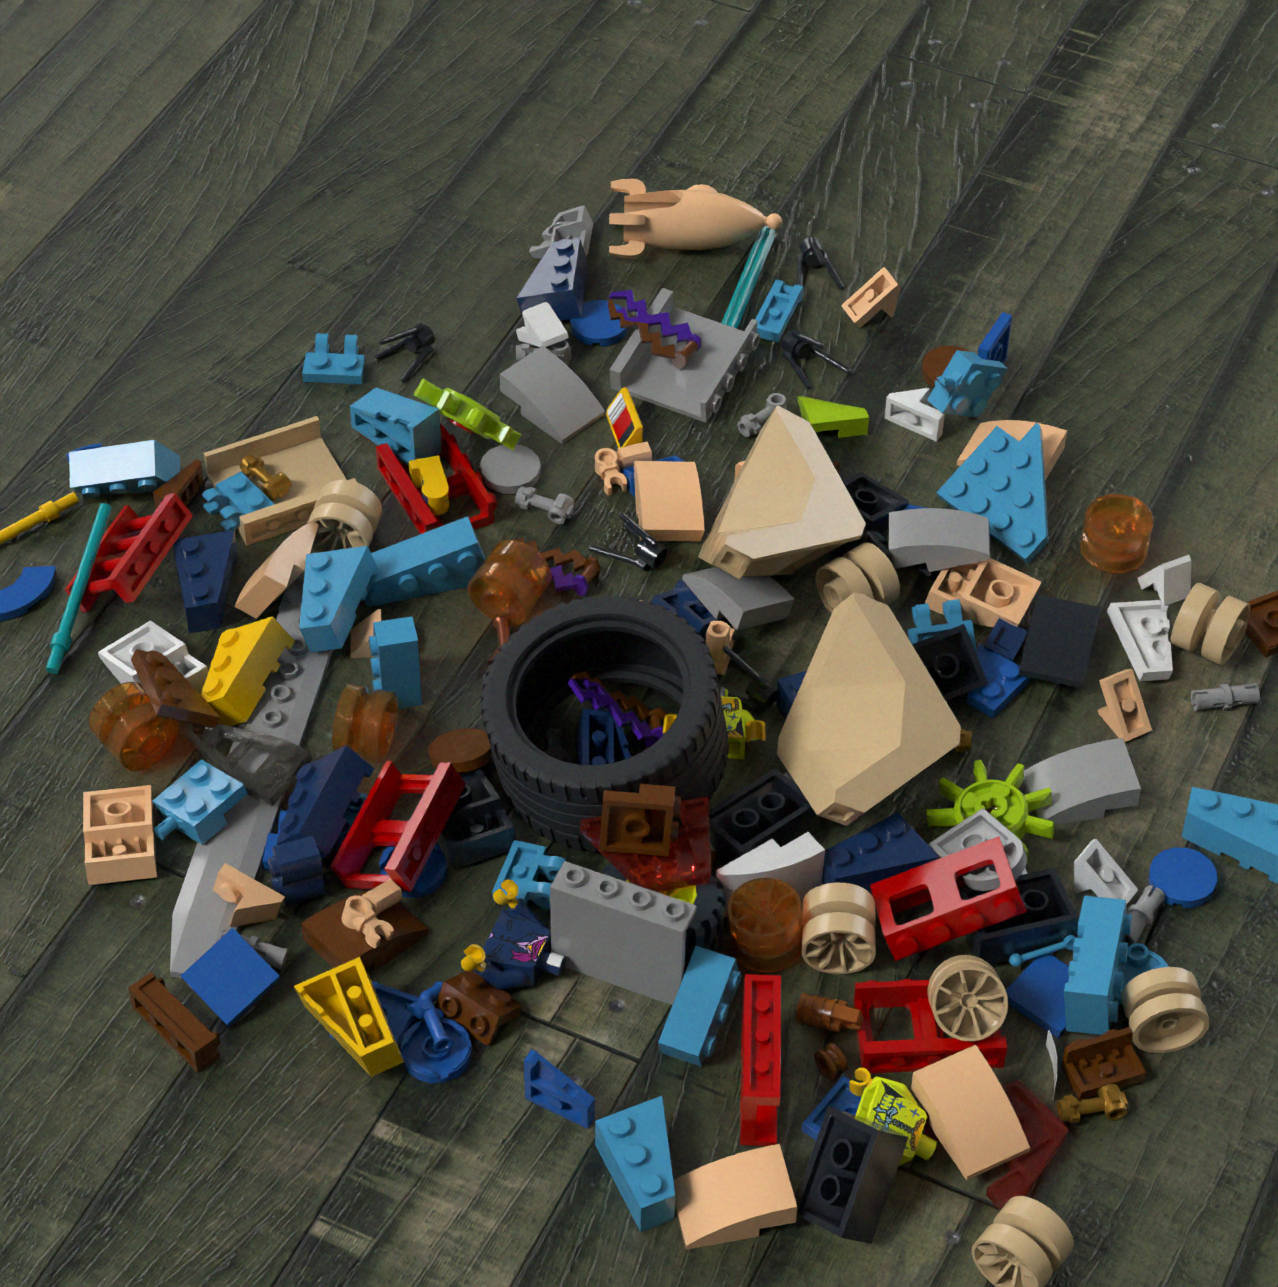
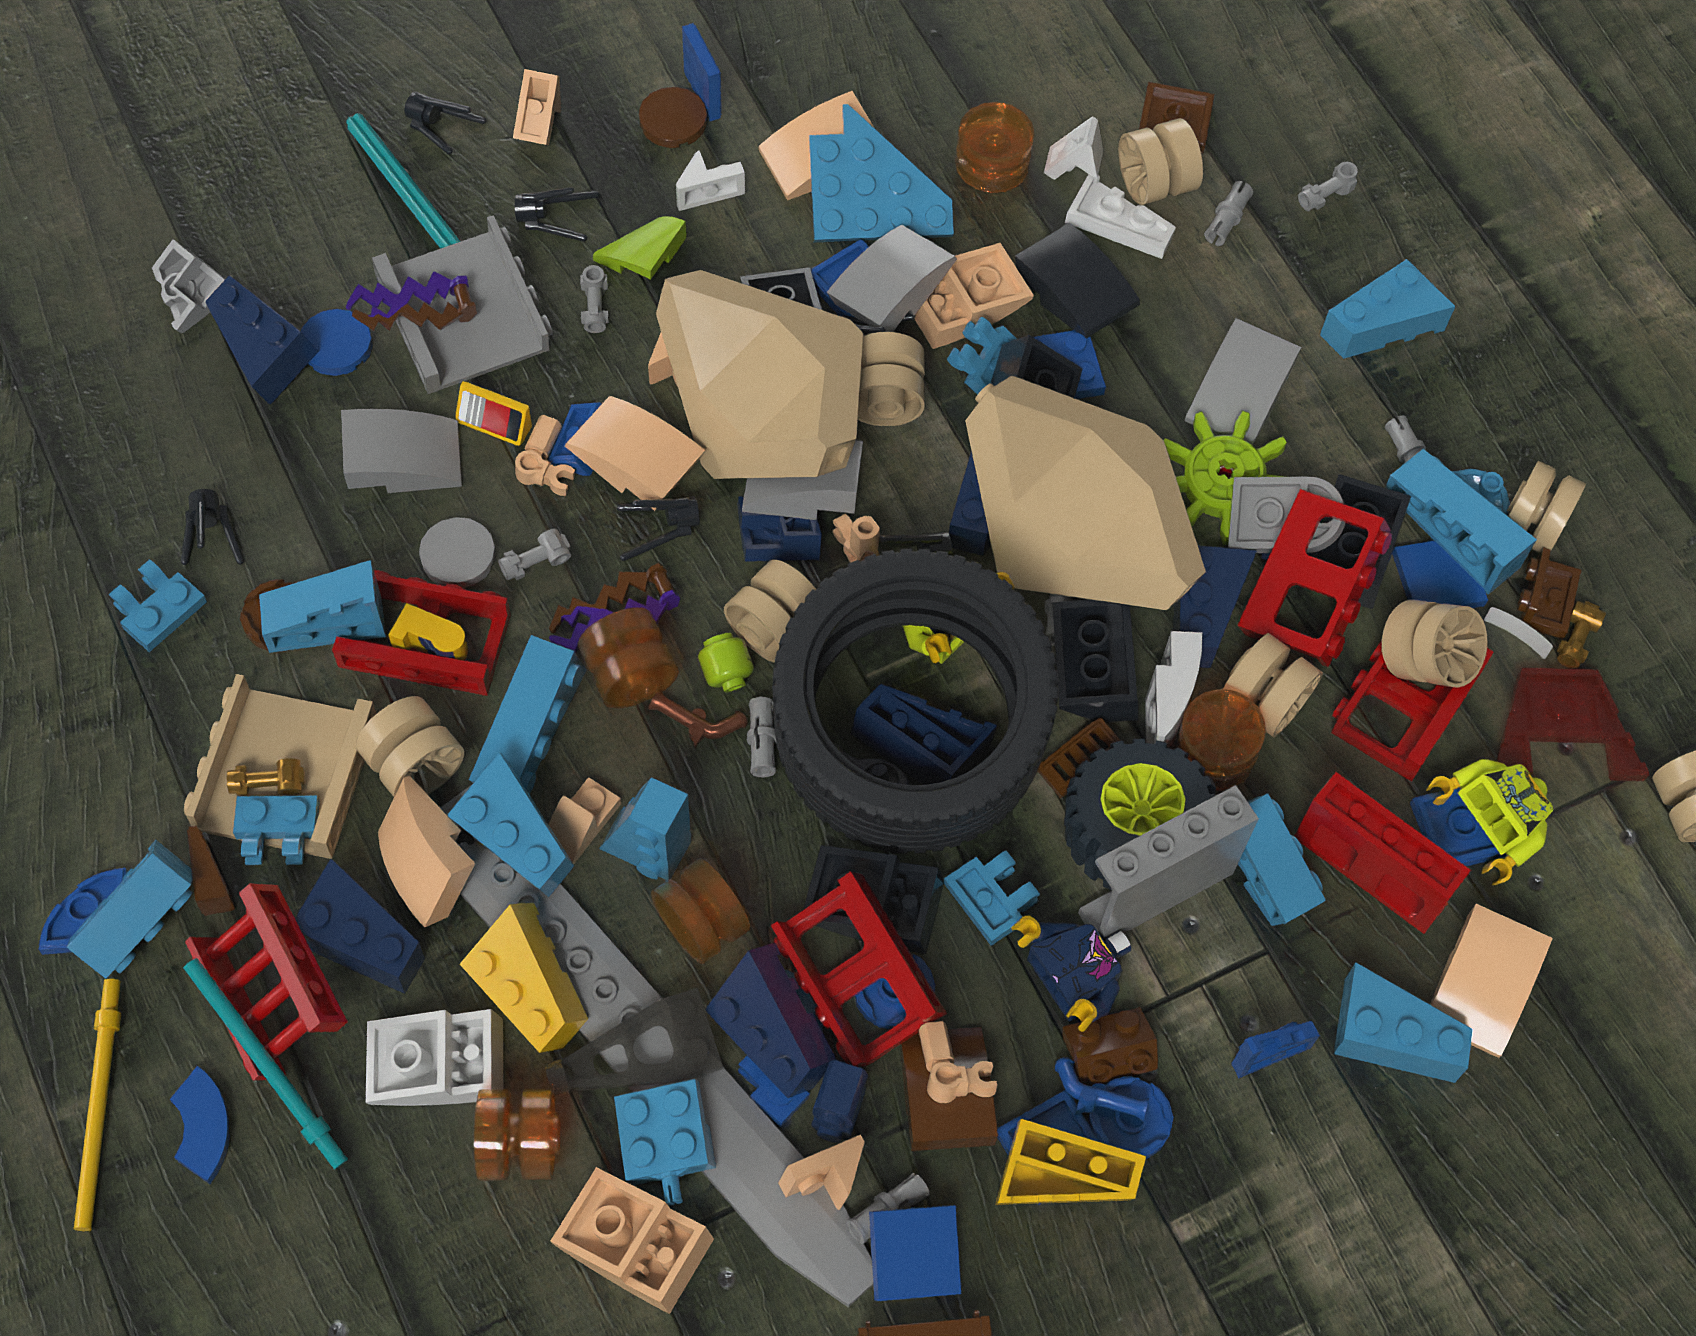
camera: 55 degrees left, 15 degrees up
(170, 691) = (509, 1068): reddish brown wing -> none
(463, 748) = (793, 847): reddish brown tile -> none
(467, 414) = (381, 540): lime gear -> none
(541, 326) = (310, 395): white slope -> none
(560, 349) = (319, 431): light grey bar -> none
(640, 820) = (1094, 758): reddish brown plate -> none
(649, 730) = (868, 685): dark purple piece -> none
(683, 219) = (282, 175): light nougat piece -> none
(687, 860) = (1115, 771): clear red wing -> none
(778, 310) = (469, 190): dark azure plate -> none
(827, 1013) = (1345, 760): dark orange hinge -> none
(830, 1061) = (1394, 795): reddish brown bush -> none
(850, 1175) = (1553, 872): black slope -> none
(966, 384) = (732, 130): dark azure plate -> none
(970, 1112) = (1543, 730): light nougat slope -> none
(1006, 638) = (1038, 316): dark blue tile -> none
(1016, 959) = (1392, 575): dark azure hinge -> none
(1099, 872) = (1359, 445): white slope -> none
(1125, 707) = (1186, 292): light nougat slope -> none
(1183, 876) = (1392, 389): blue tile -> none

